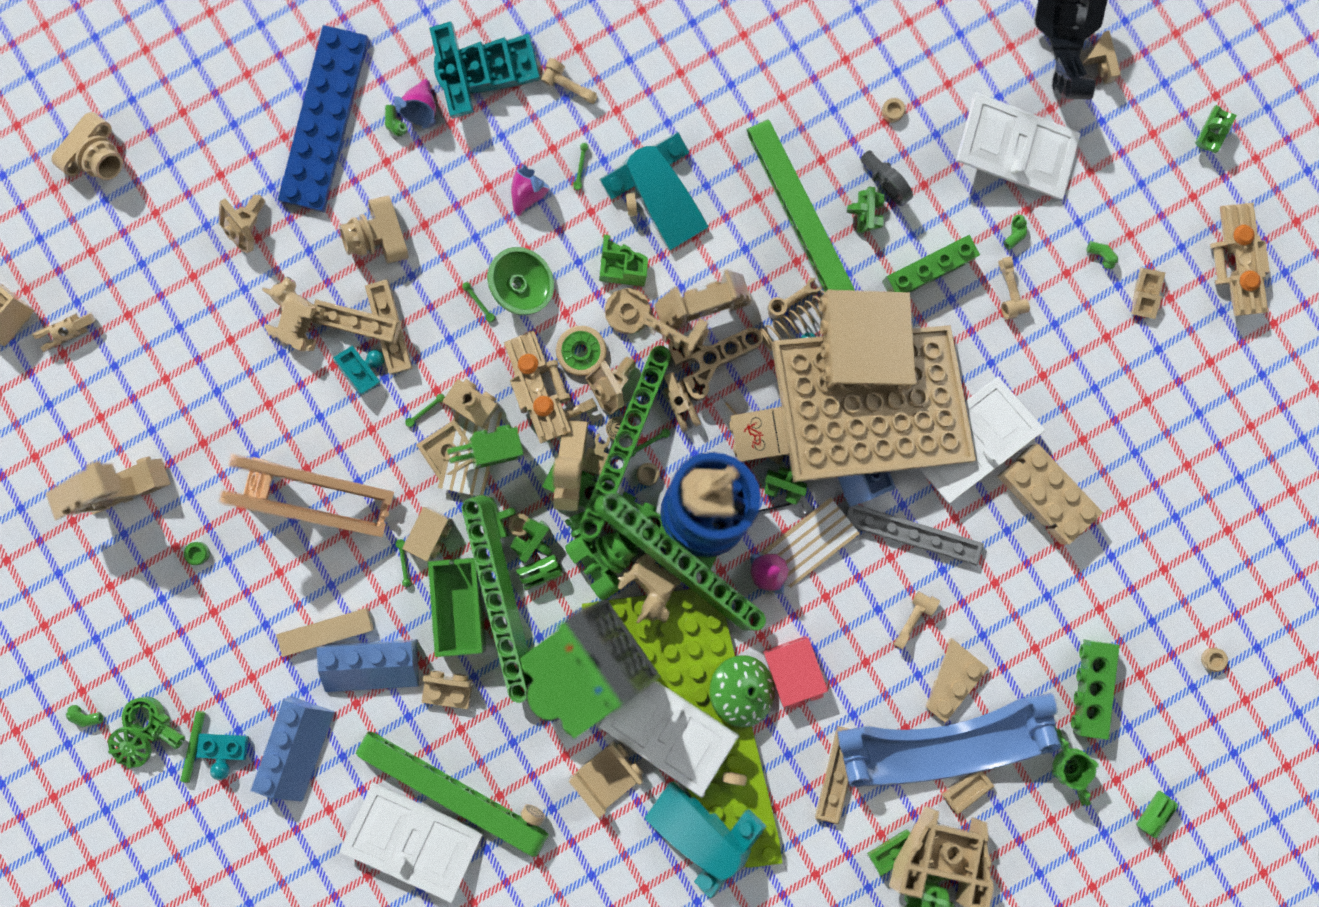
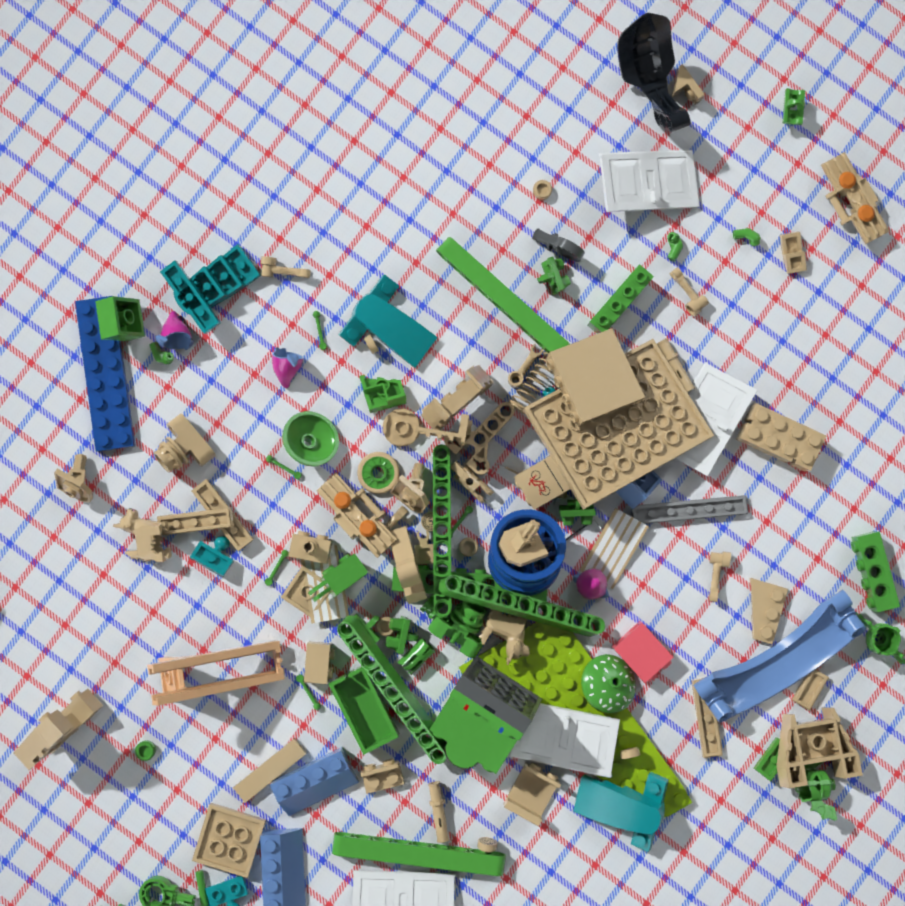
camera: 25 degrees left, 0 degrees up
(247, 691) = (228, 840): none -> tan plate
(363, 62) = (120, 318): none -> bright green brick
(495, 747) = (438, 811): none -> tan pin
(963, 358) = (674, 362): none -> tan pin

